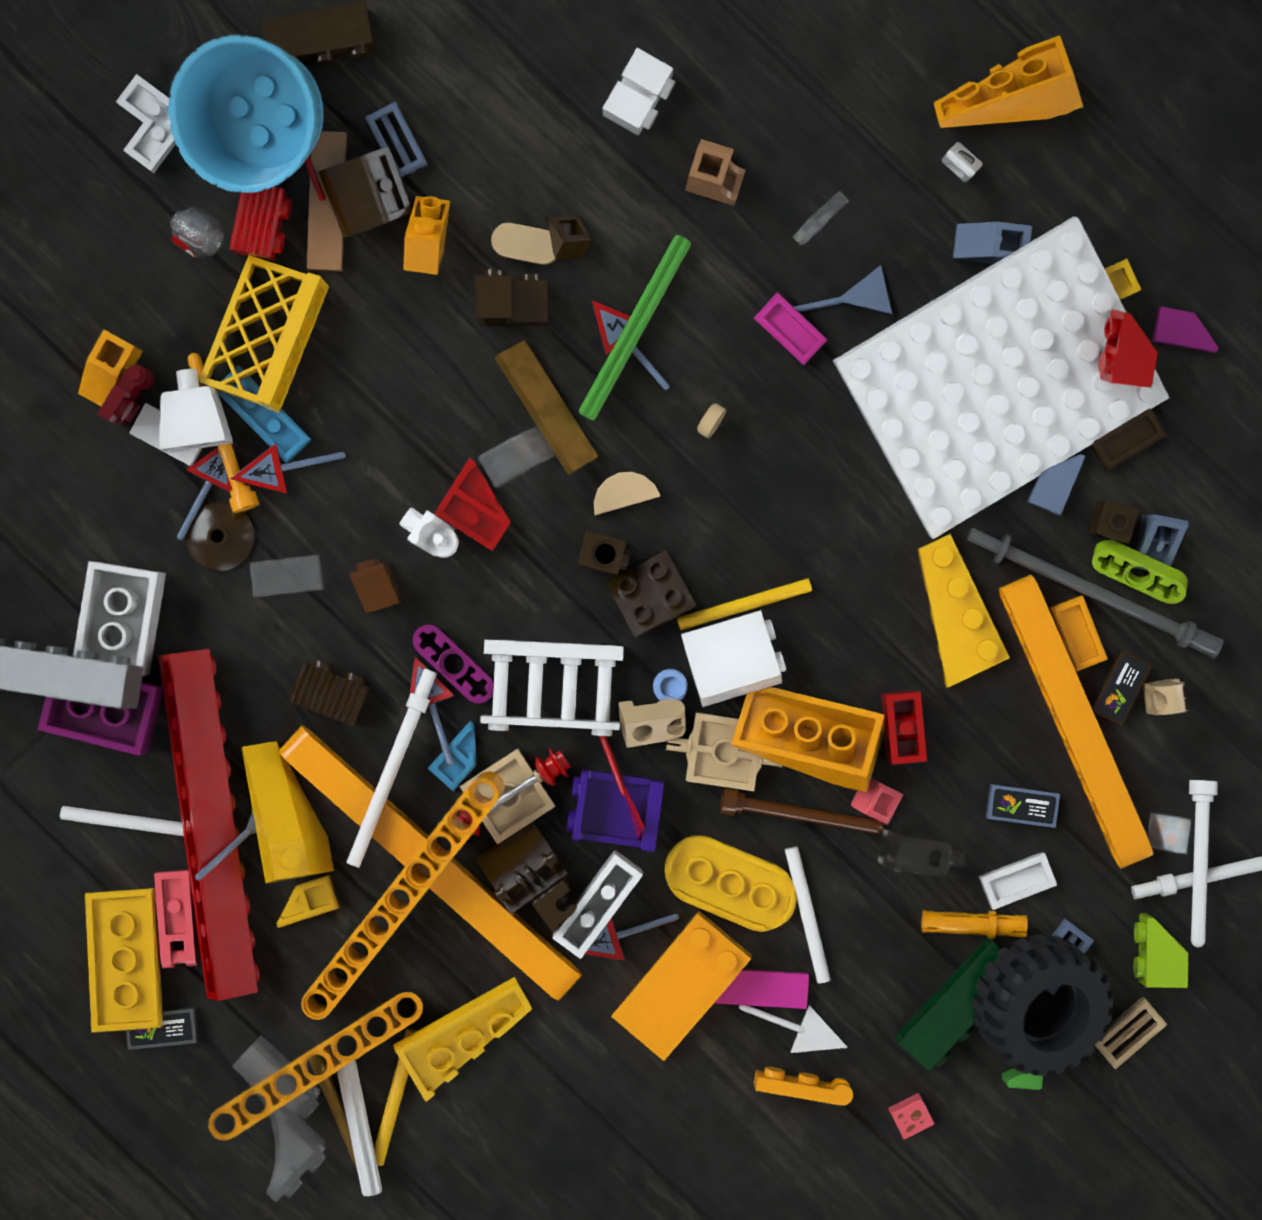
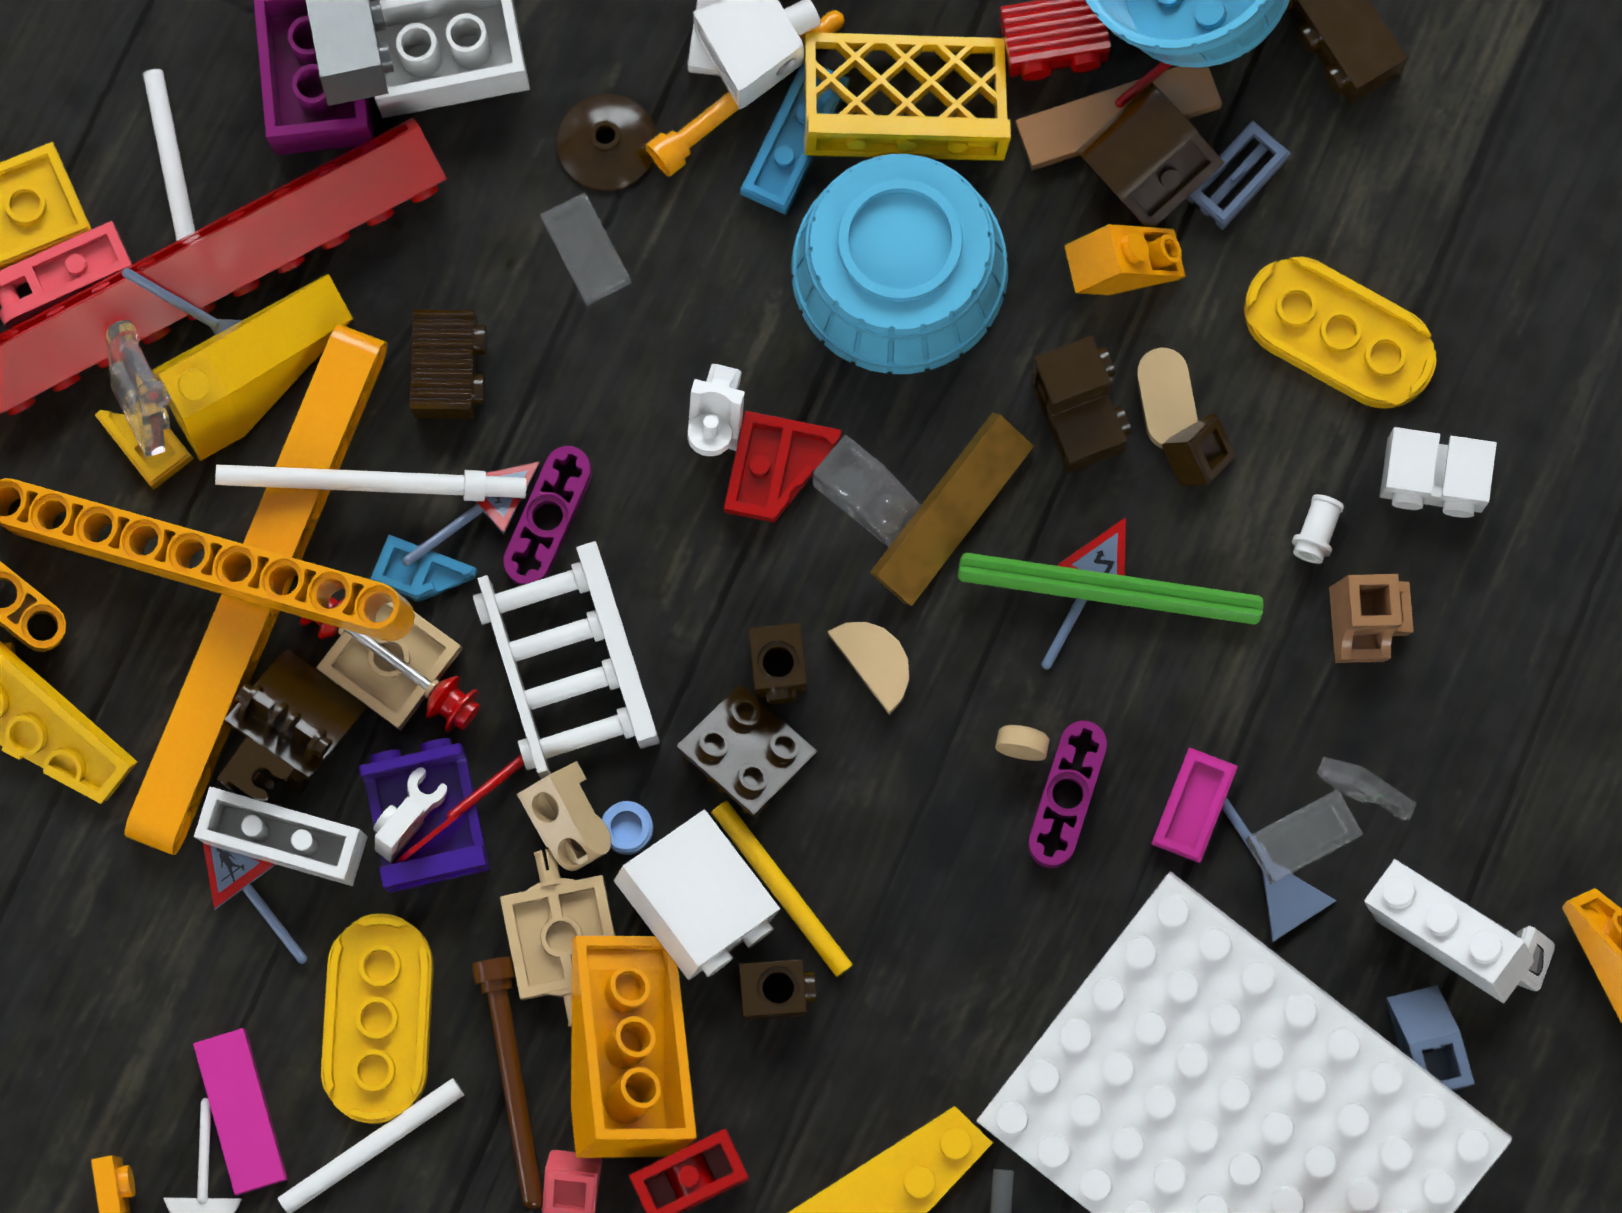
camera: 75 degrees right, 10 degrees down
(213, 471) = (692, 97): piece -> none
(267, 470) = (718, 169): piece -> none
(274, 896) = (136, 388): none -> clear plate
(374, 380) = (899, 265): none -> medium azure piece
(375, 585) = (616, 367): reddish brown slope -> none
(523, 117) = (1340, 332): none -> yellow tile
(618, 828) = (400, 824): none -> white plate
(646, 182) = (1317, 530): none -> white pin
(682, 985) = (208, 1001): light orange slope -> none
(768, 427) = (1091, 762): none -> magenta beam
(813, 646) = (753, 981): none -> dark brown brick
(835, 268) = (1304, 836): none -> clear tile
(931, 203) = (1449, 931): none -> white brick

